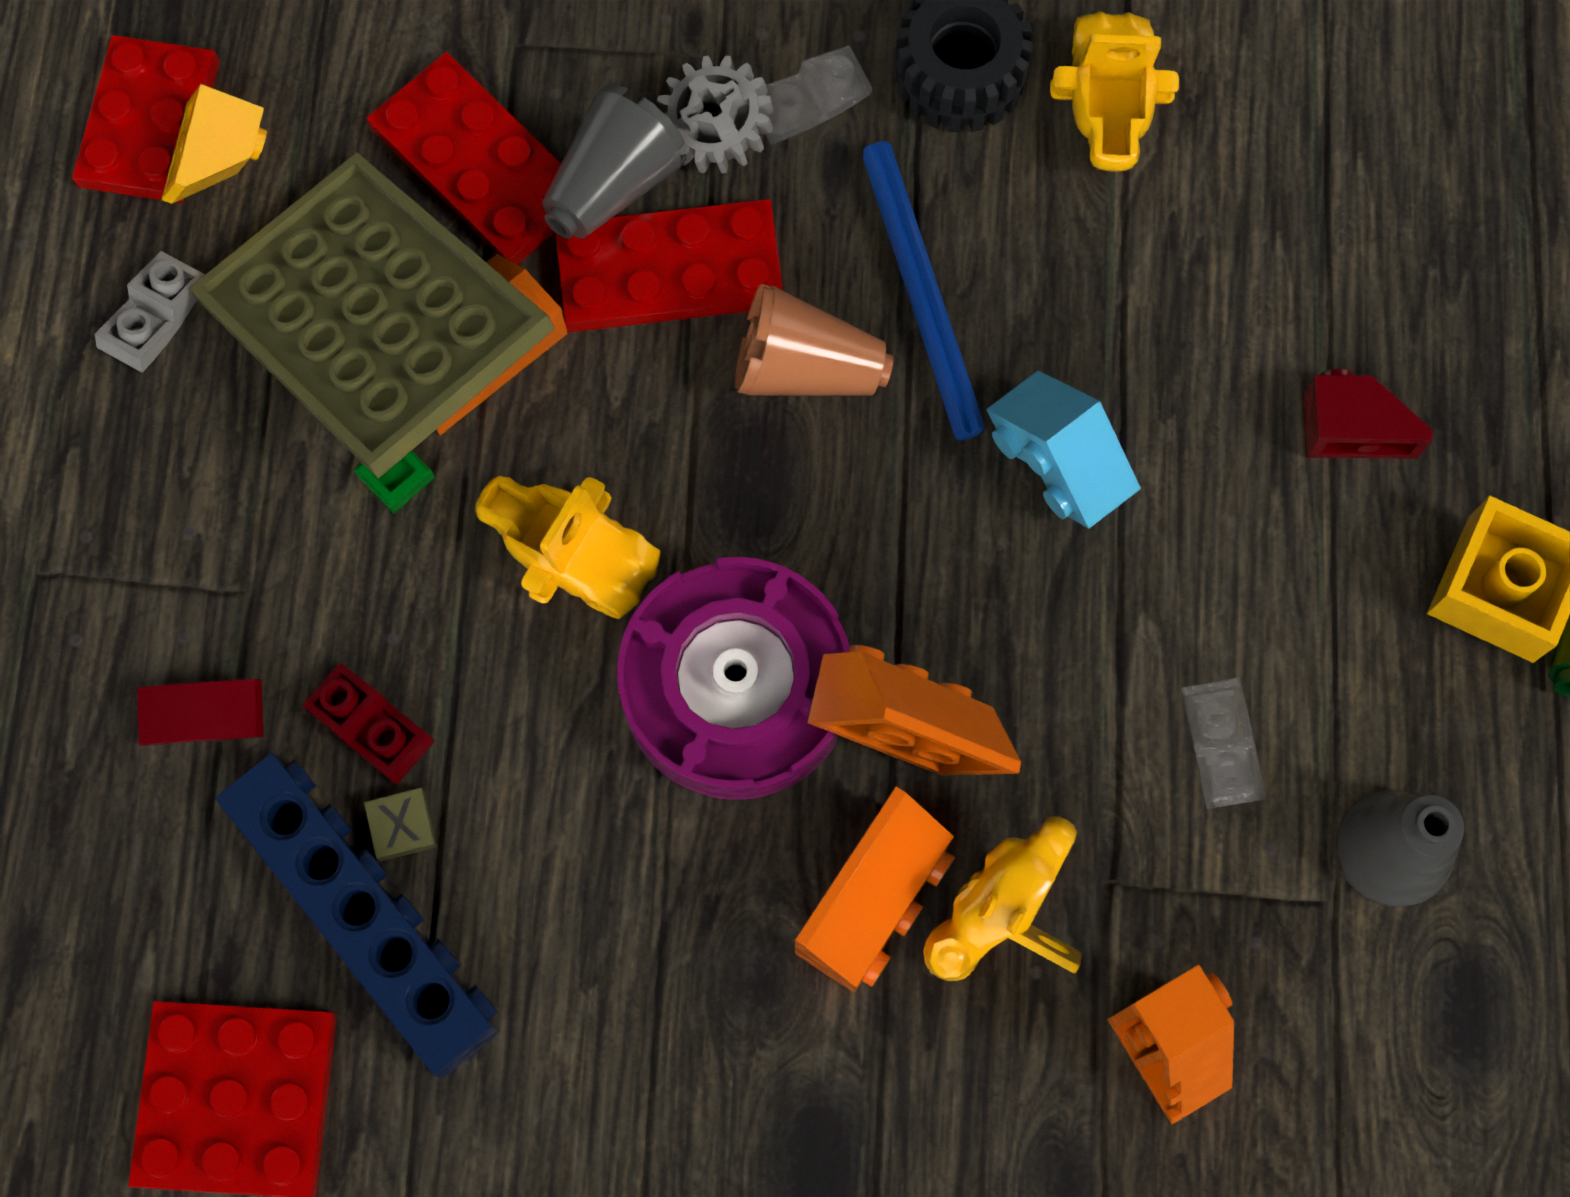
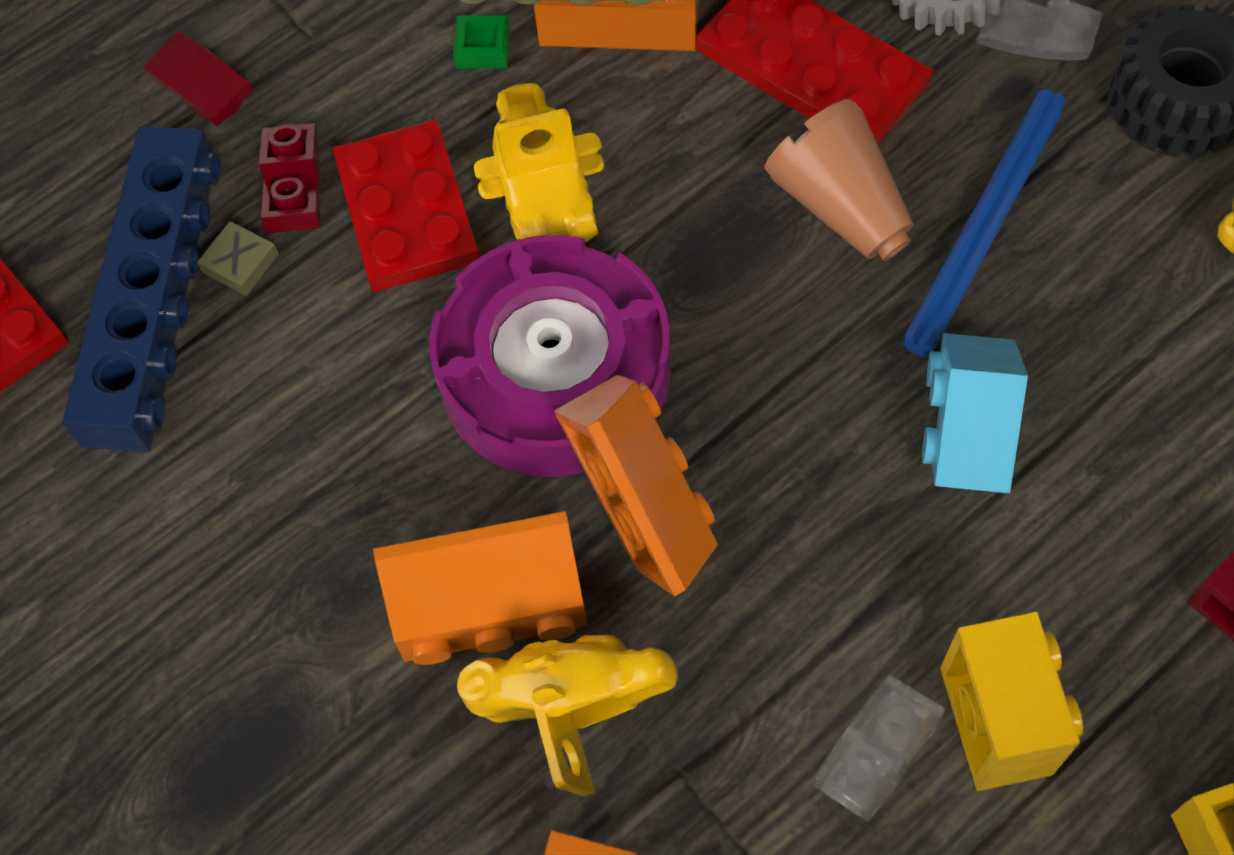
camera: 50 degrees right, 10 degrees down
(483, 661) = (405, 205): none -> red plate
(1282, 637) = (1010, 701): none -> yellow brick

